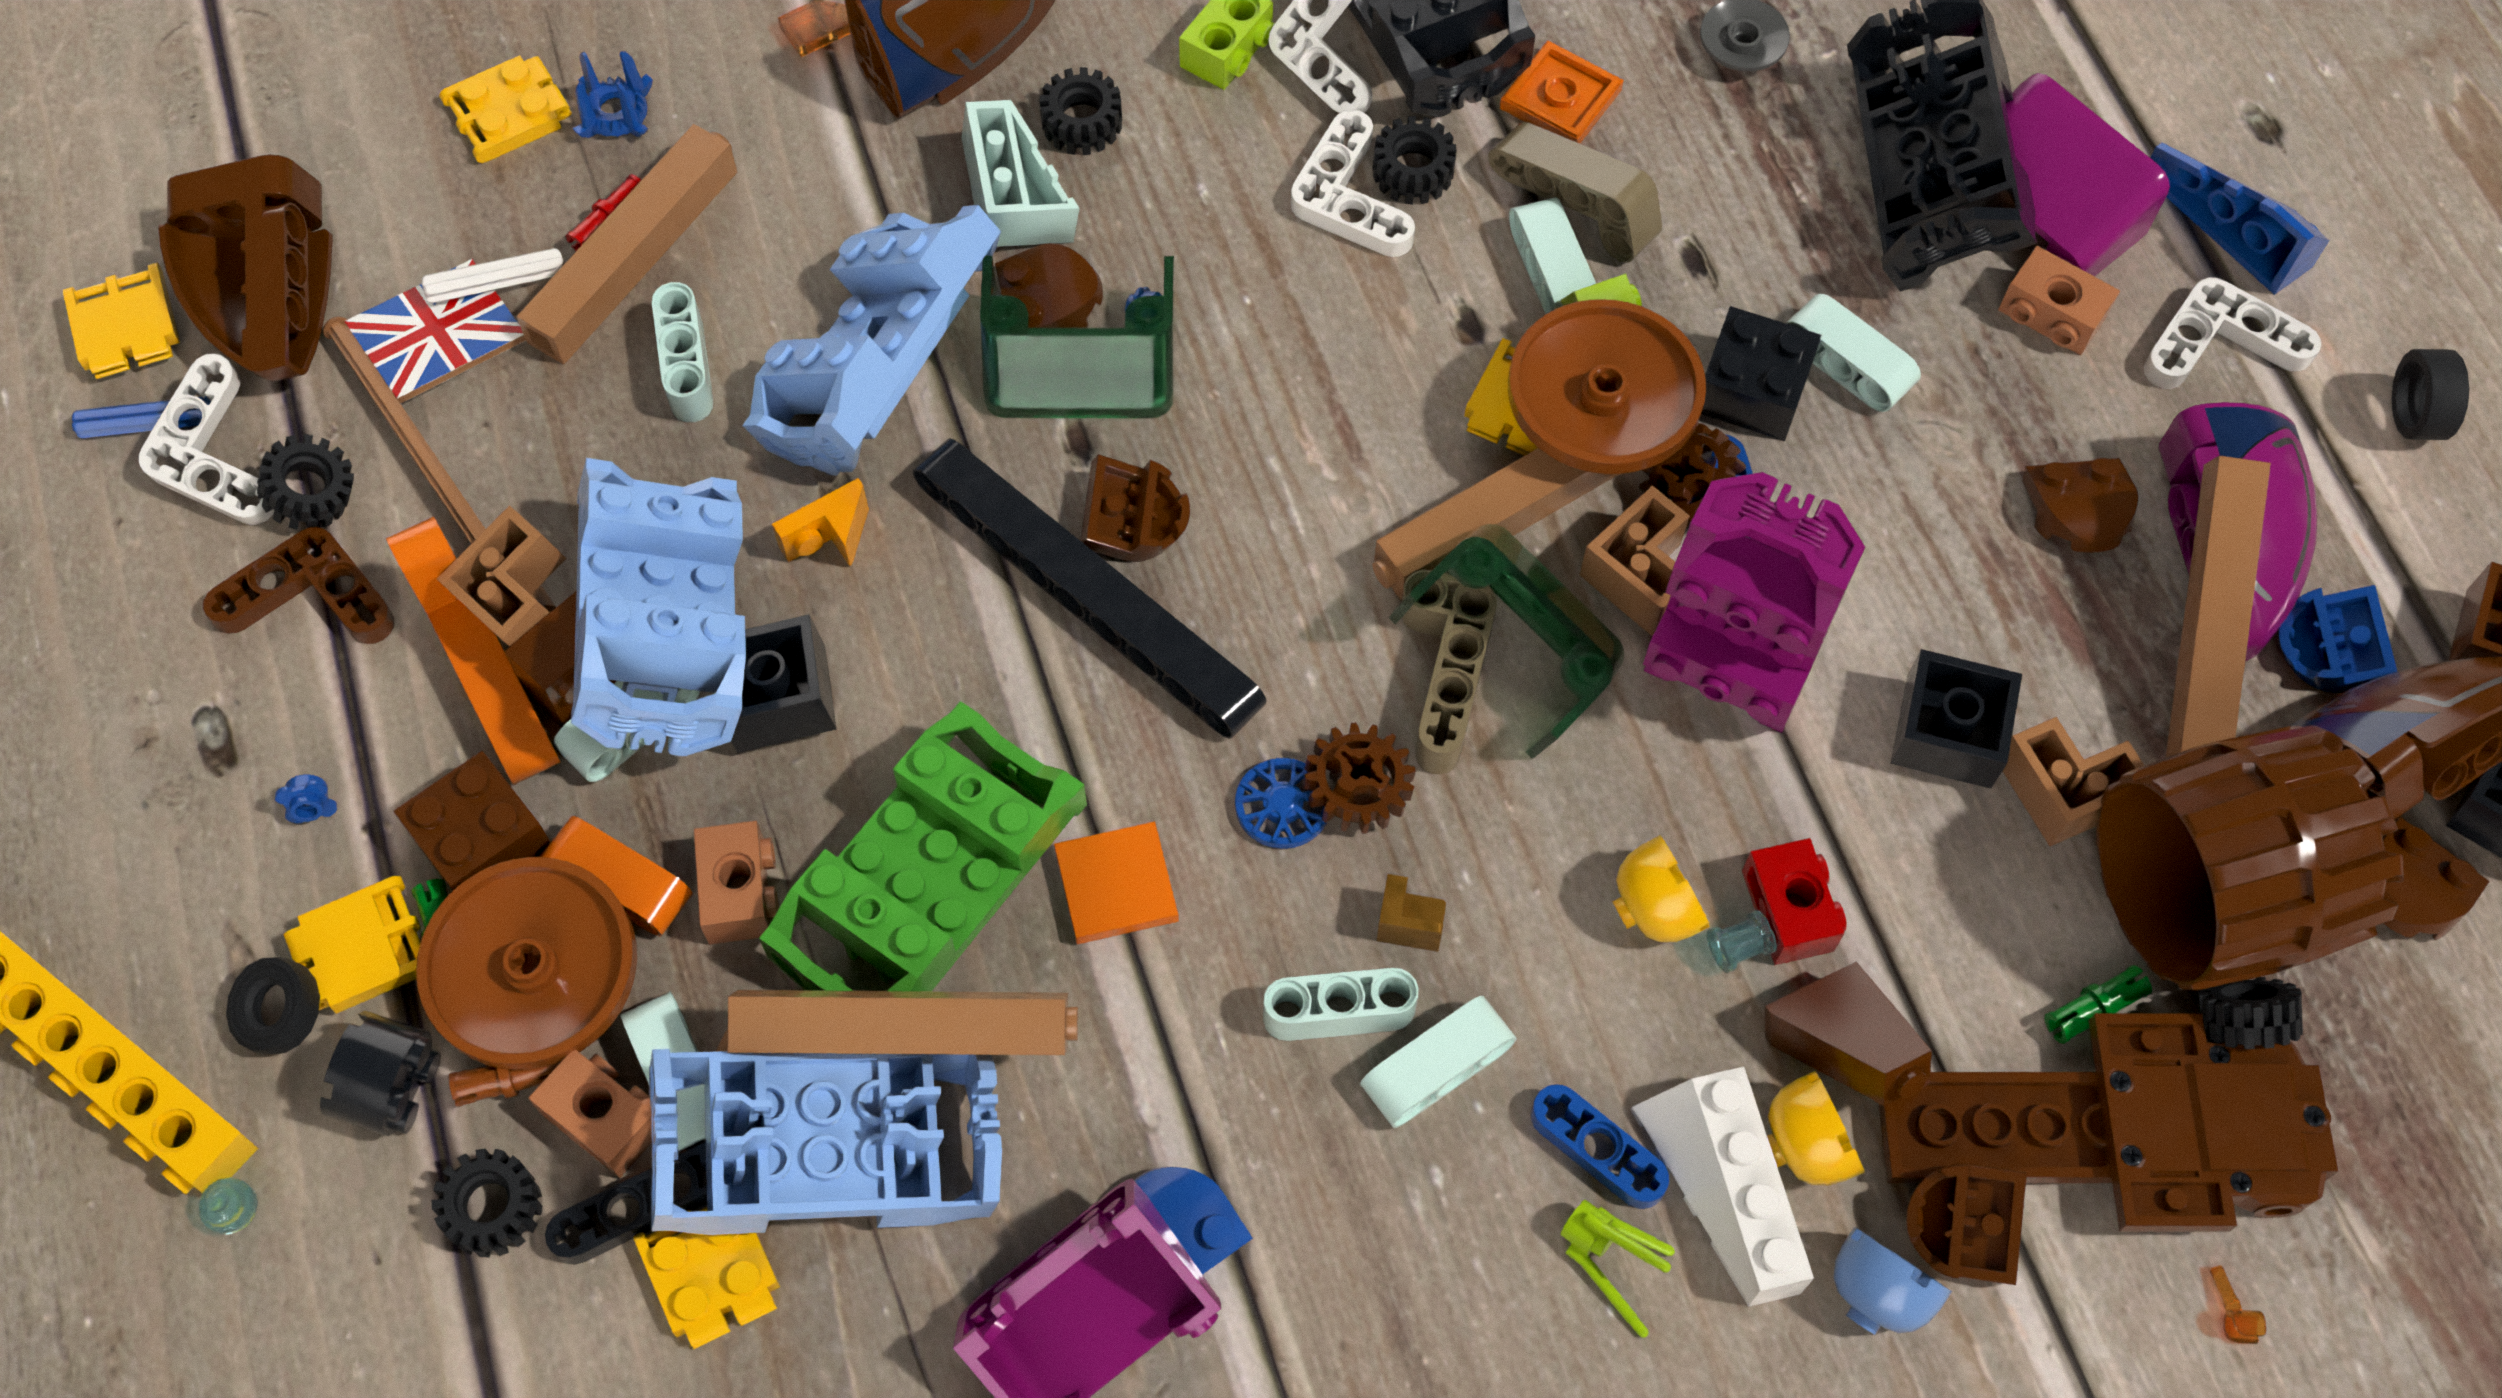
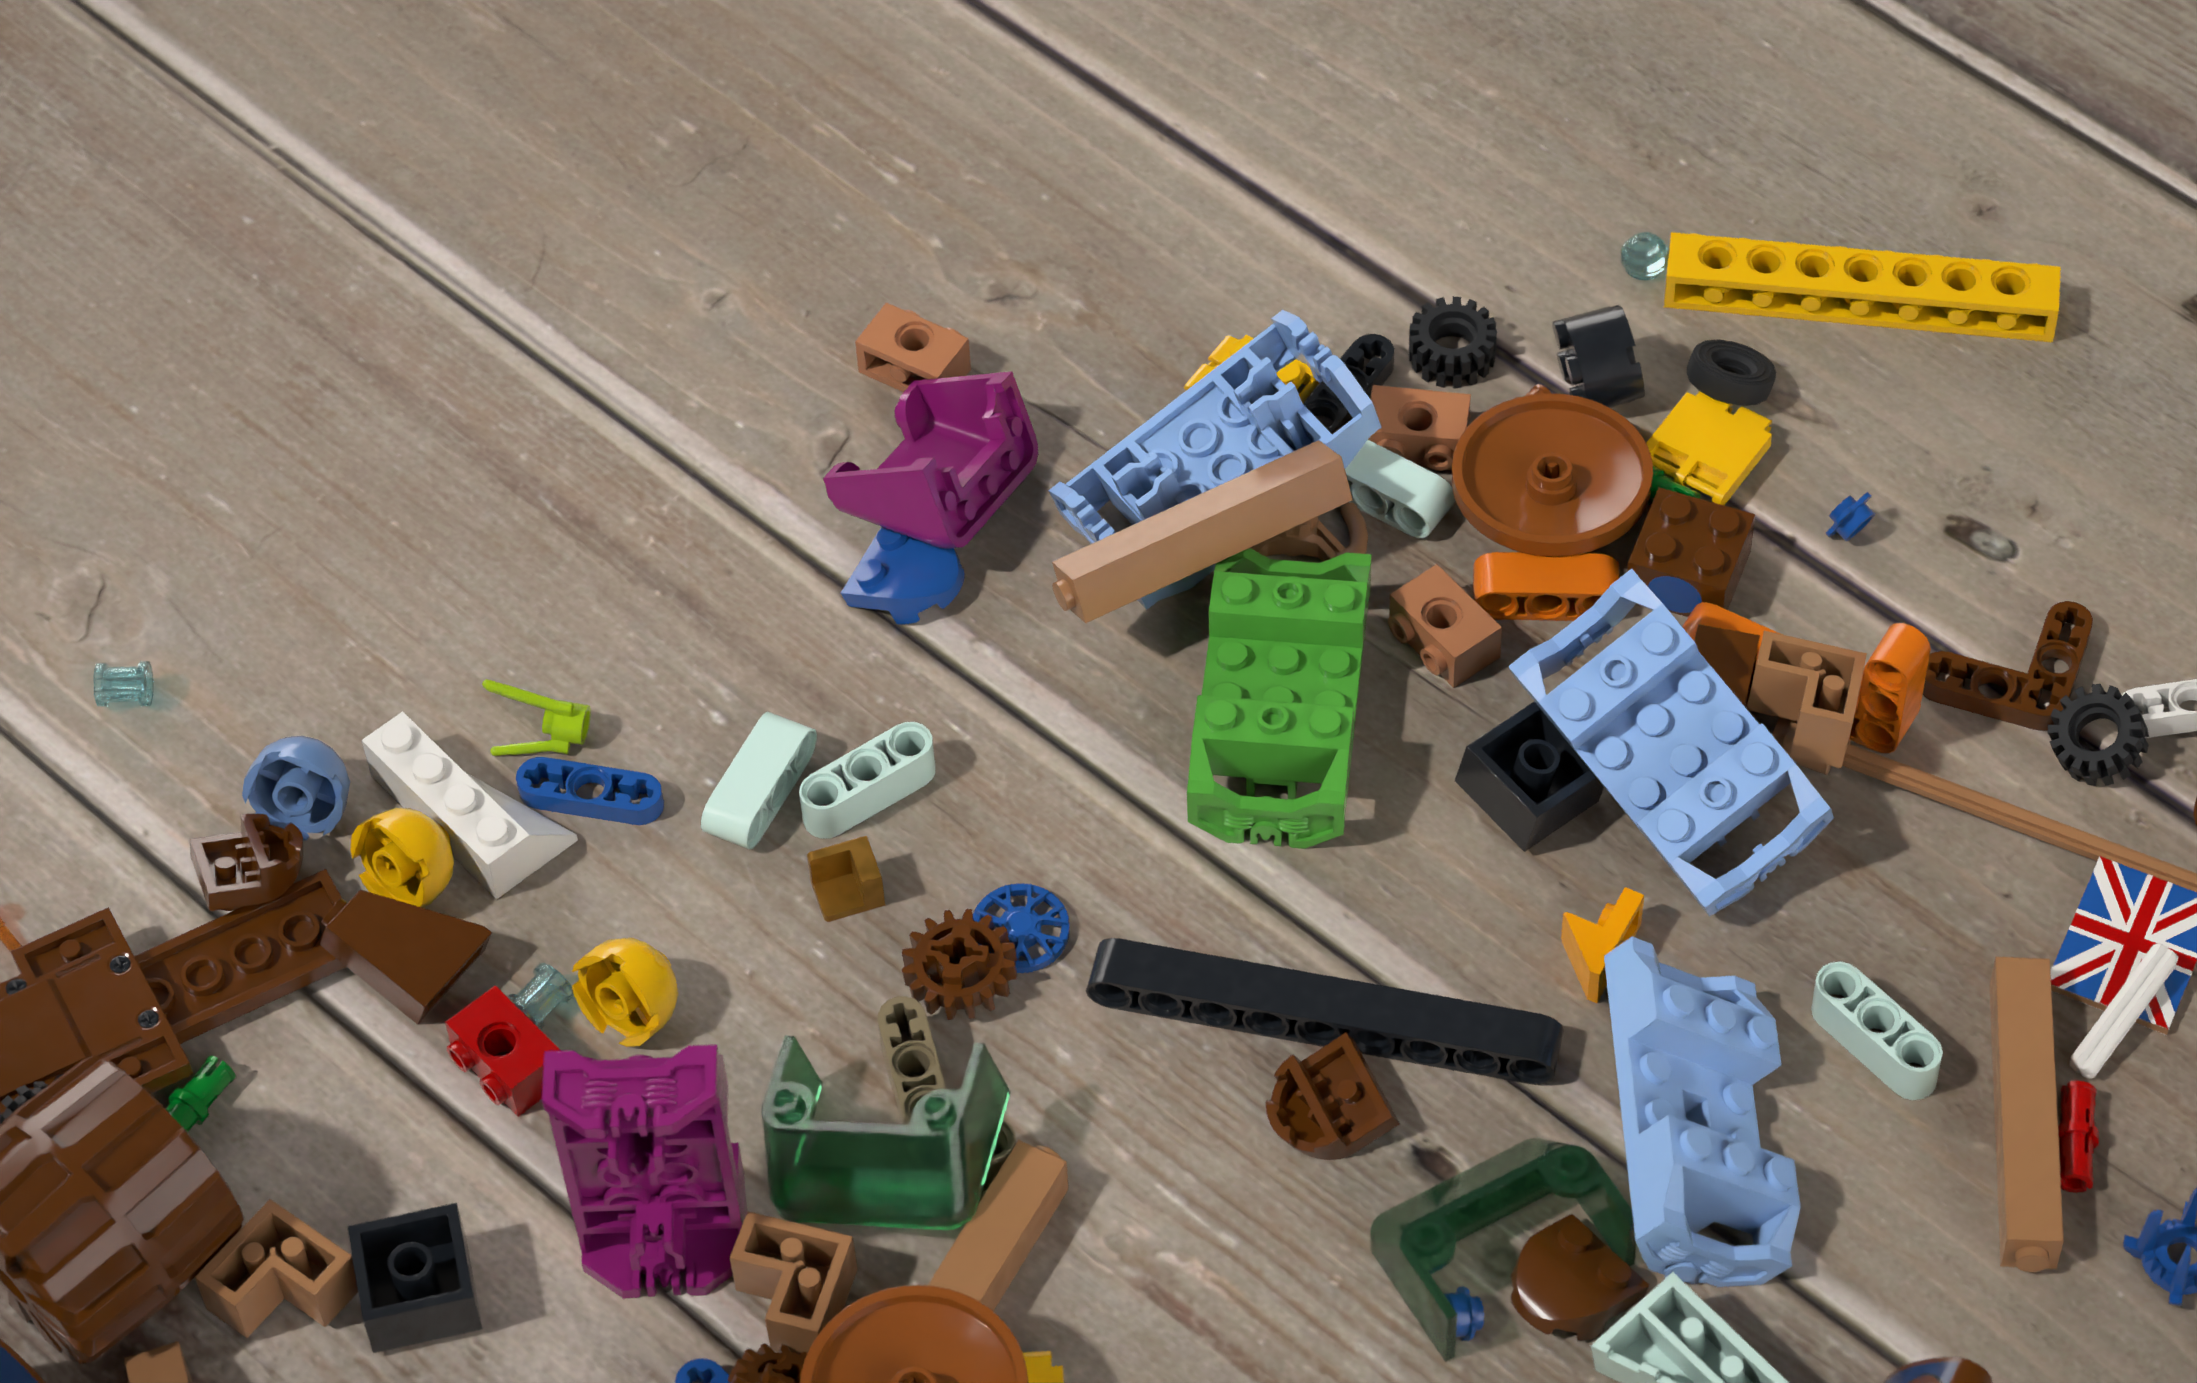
camera: 155 degrees right, 10 degrees down
(1116, 882) = (1123, 791): orange tile -> none

